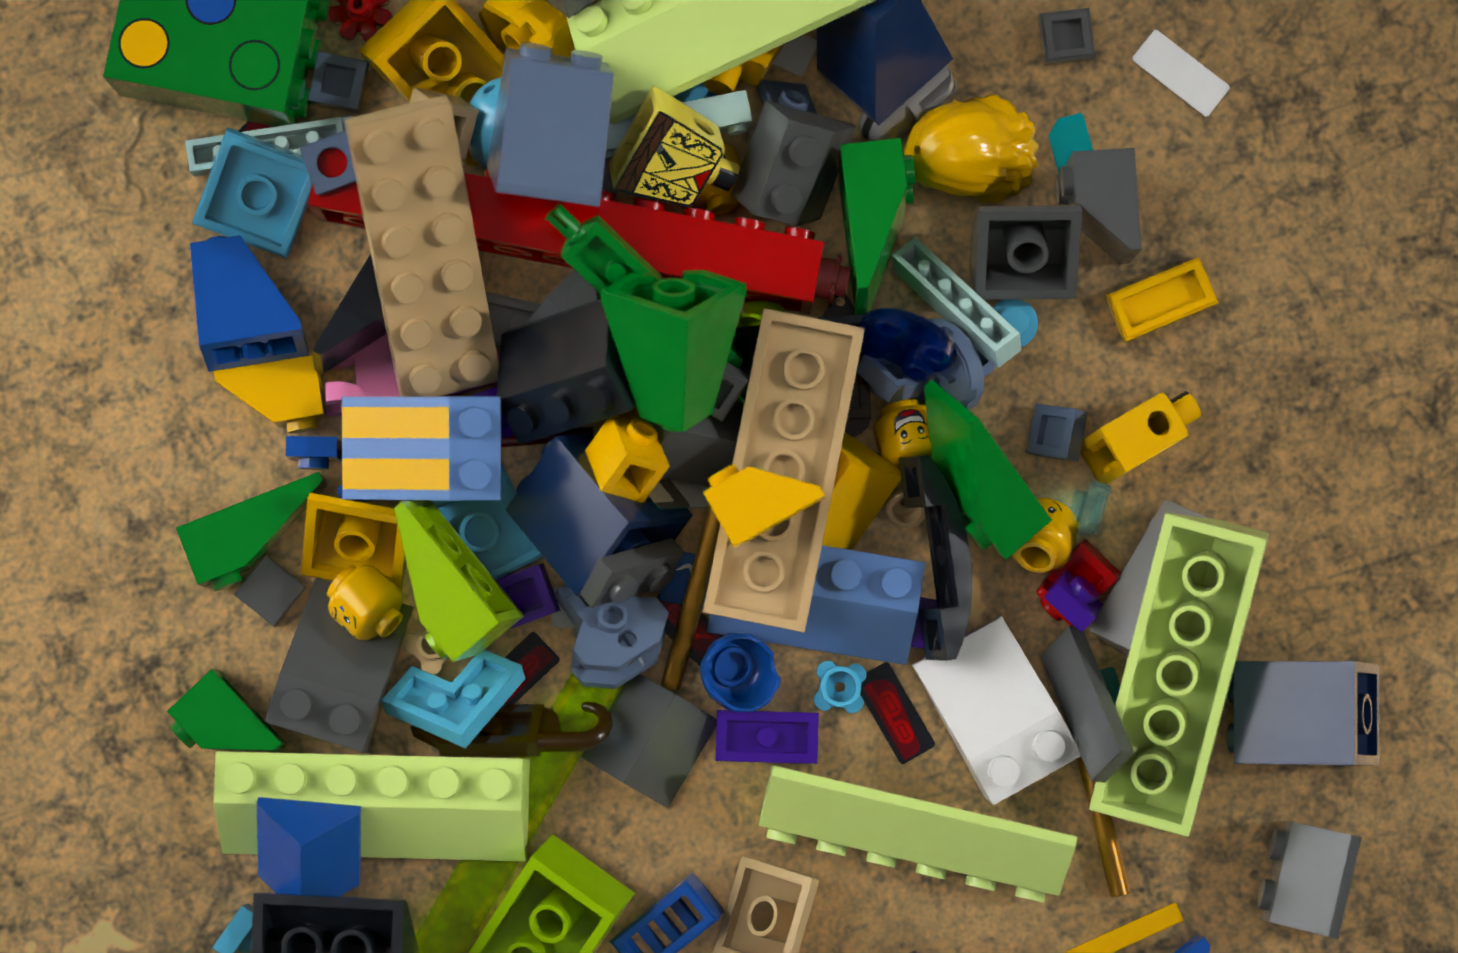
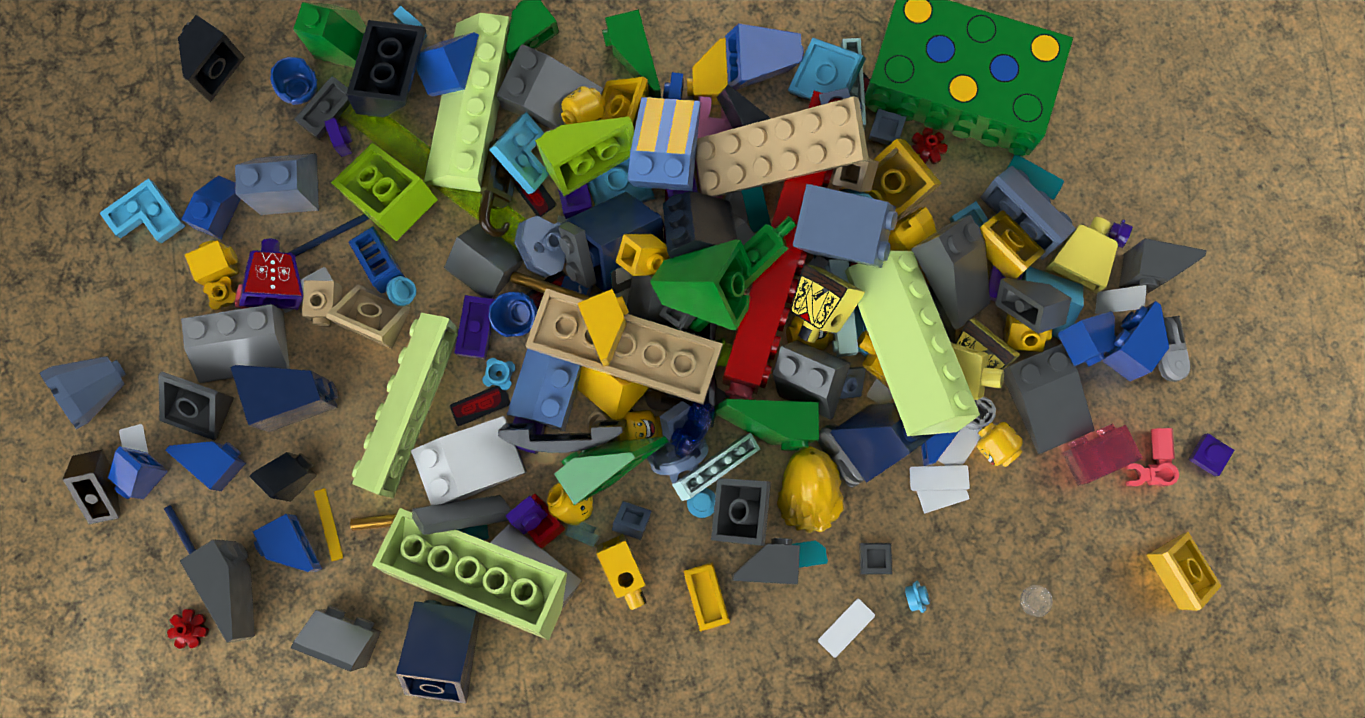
camera: 105 degrees right, 5 degrees down
(270, 590) = (598, 62): dark grey tile -> none
(513, 286) = (756, 208): none -> teal sticker
(719, 871) = (401, 291): none -> medium azure plate

